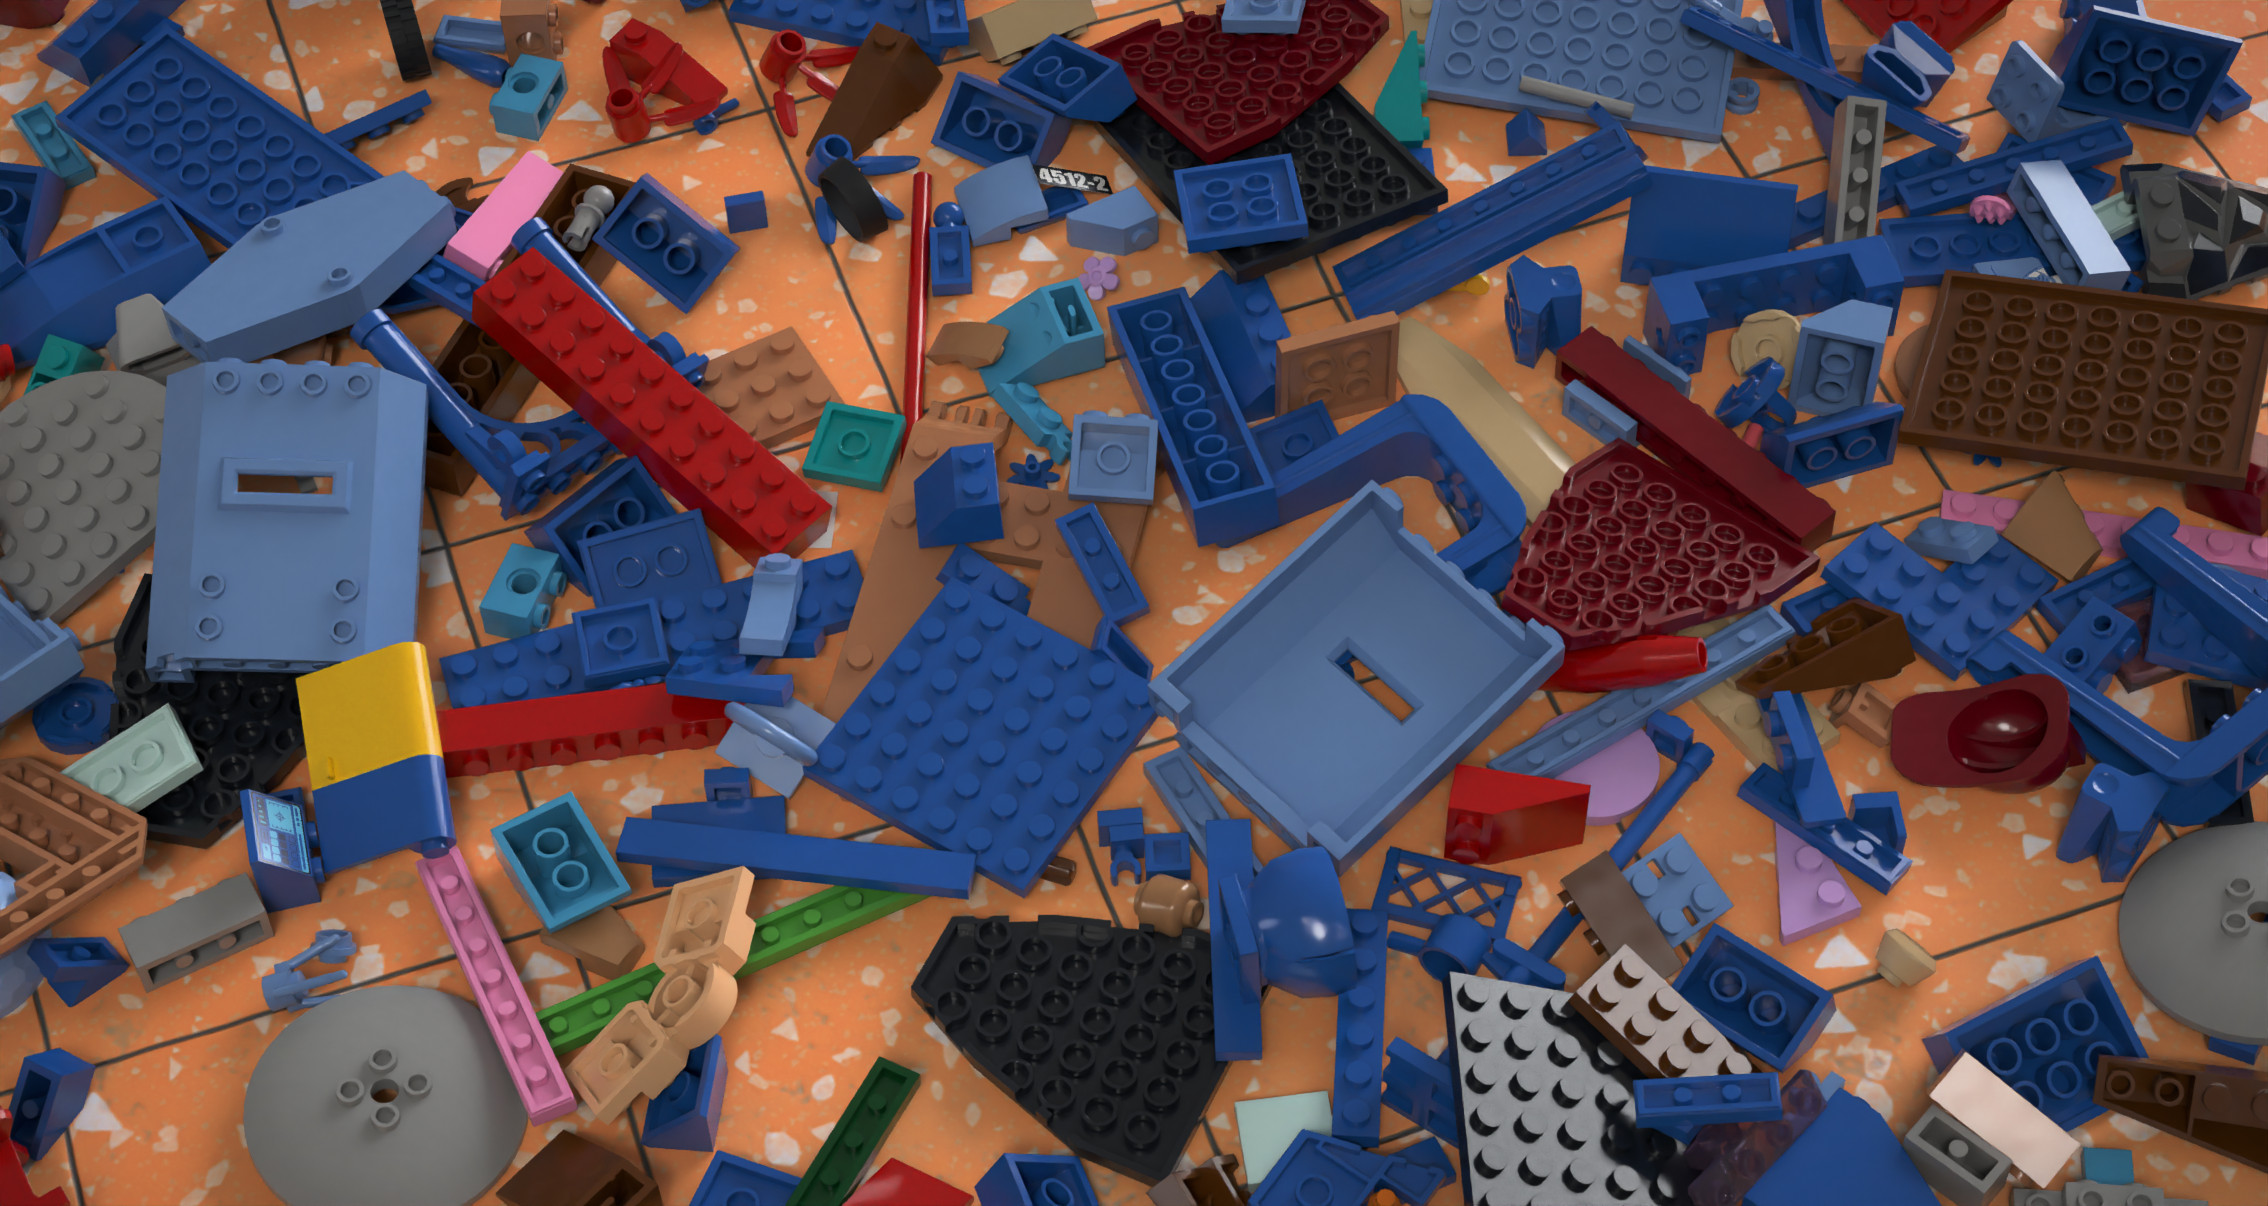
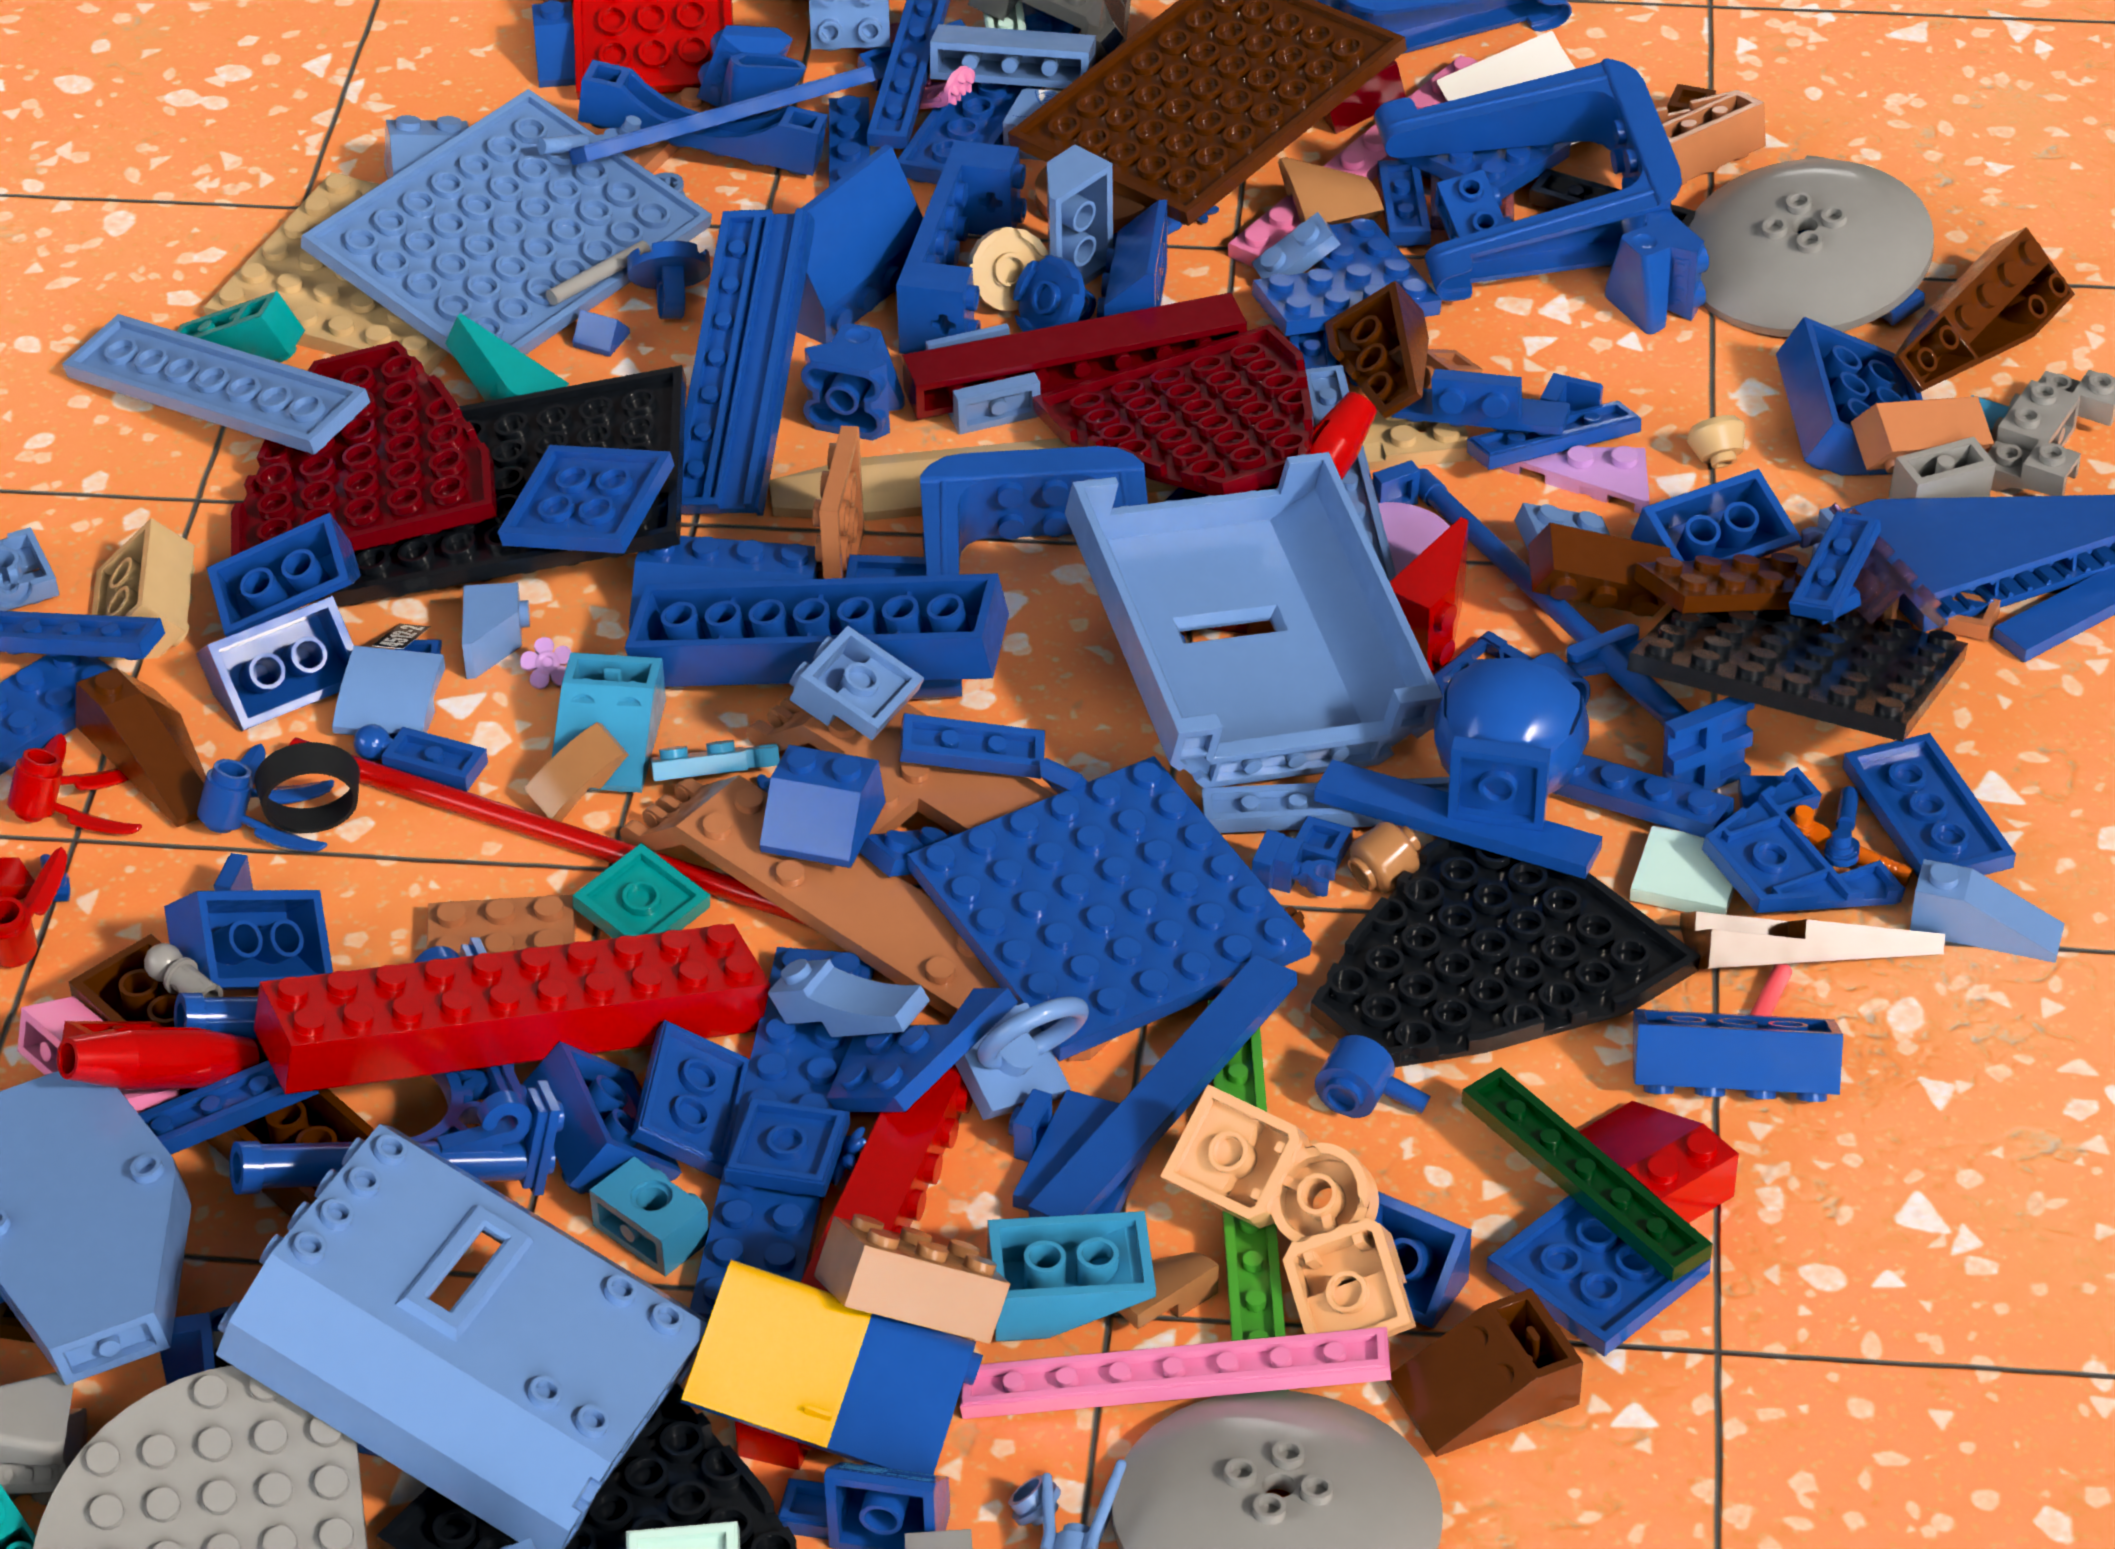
camera: 65 degrees left, 10 degrees down
(470, 224) = (150, 1055): none -> red plate
(472, 764) = (912, 1277): none -> brick
(883, 984) = (1359, 1075): none -> blue piece
(1854, 169) = (856, 129): light grey brick -> none
(1988, 736) = (1527, 300): dark red piece -> none

